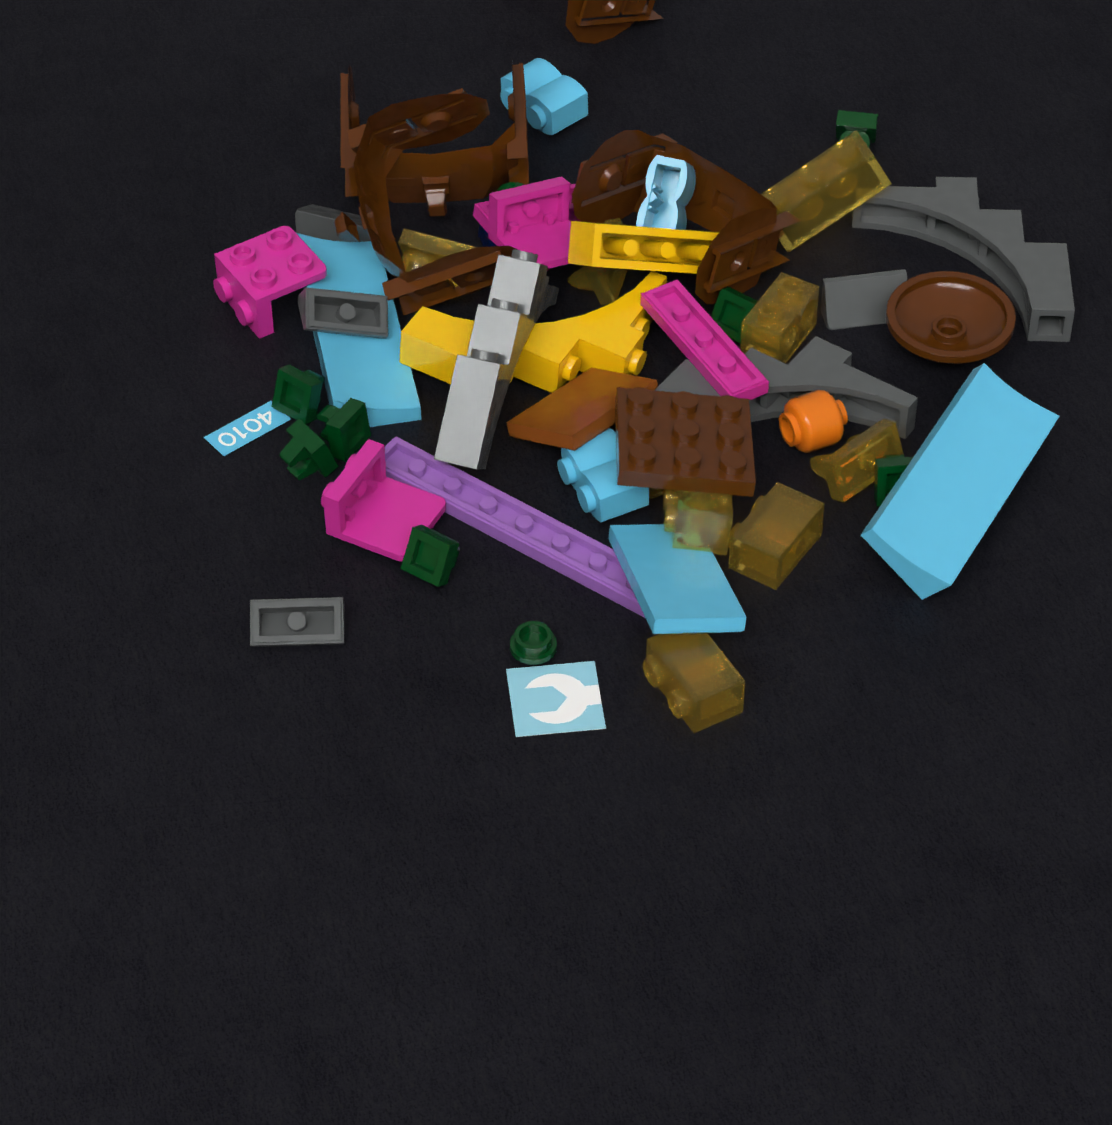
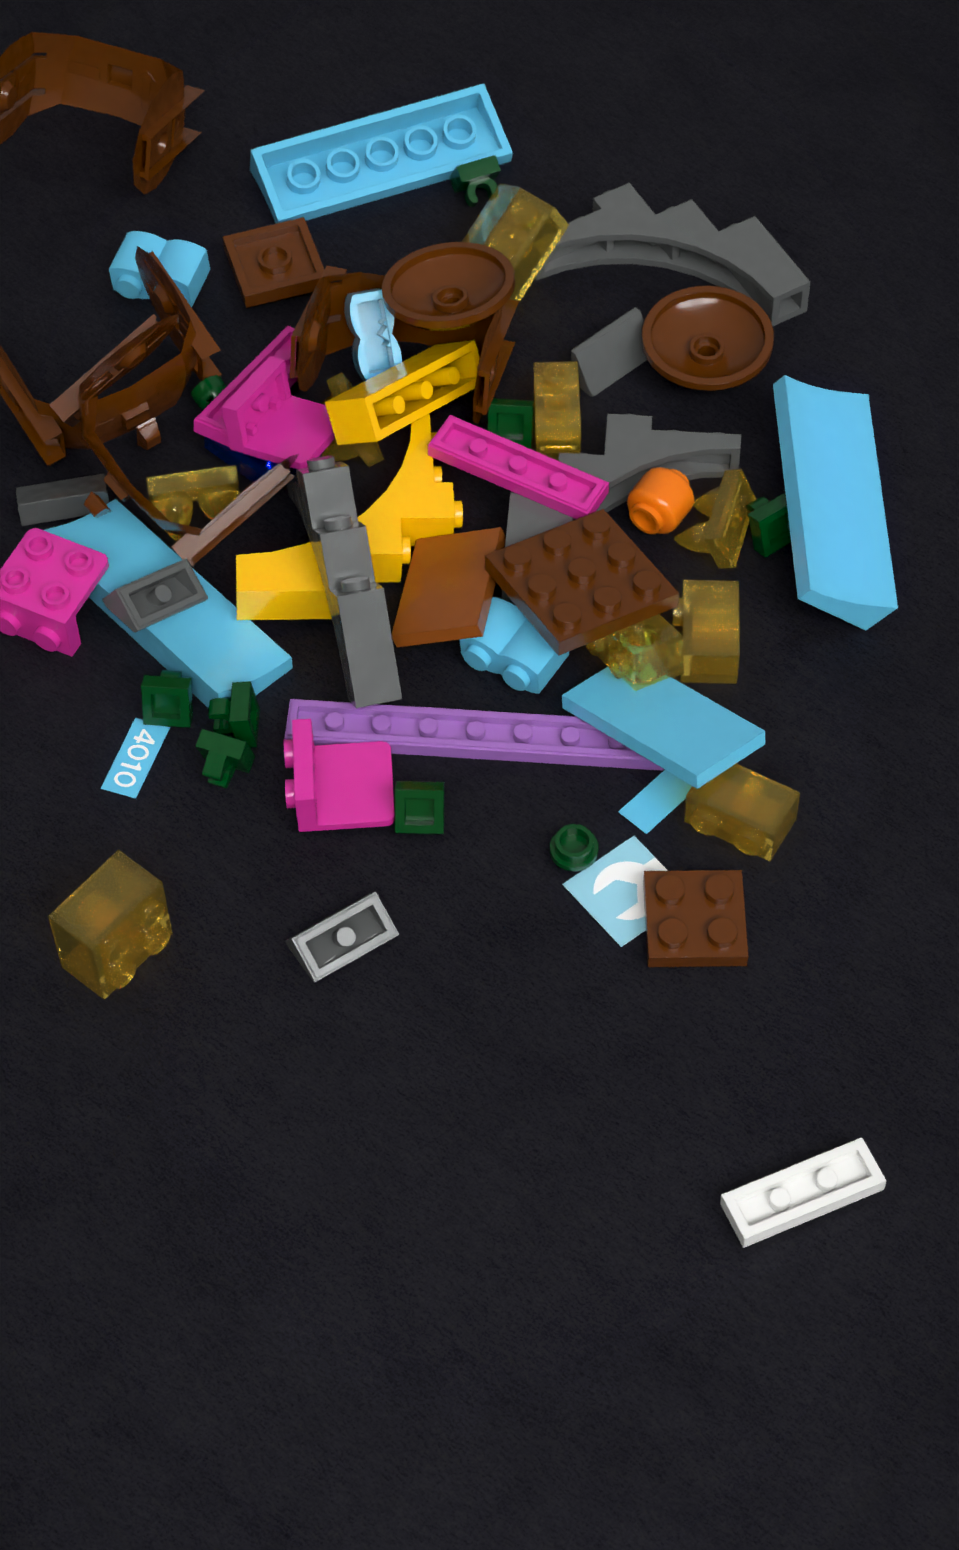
camera: 30 degrees left, 10 degrees up
(117, 522) = (111, 925): none -> clear yellow brick
(507, 984) = (802, 1192): none -> white plate
(590, 742) = (695, 918): none -> reddish brown plate
(624, 645) = (655, 801): none -> medium azure sticker
(643, 114) = (274, 261): none -> reddish brown plate
(736, 177) = (448, 286): none -> reddish brown dish
(788, 83) = (378, 155): none -> medium azure arch

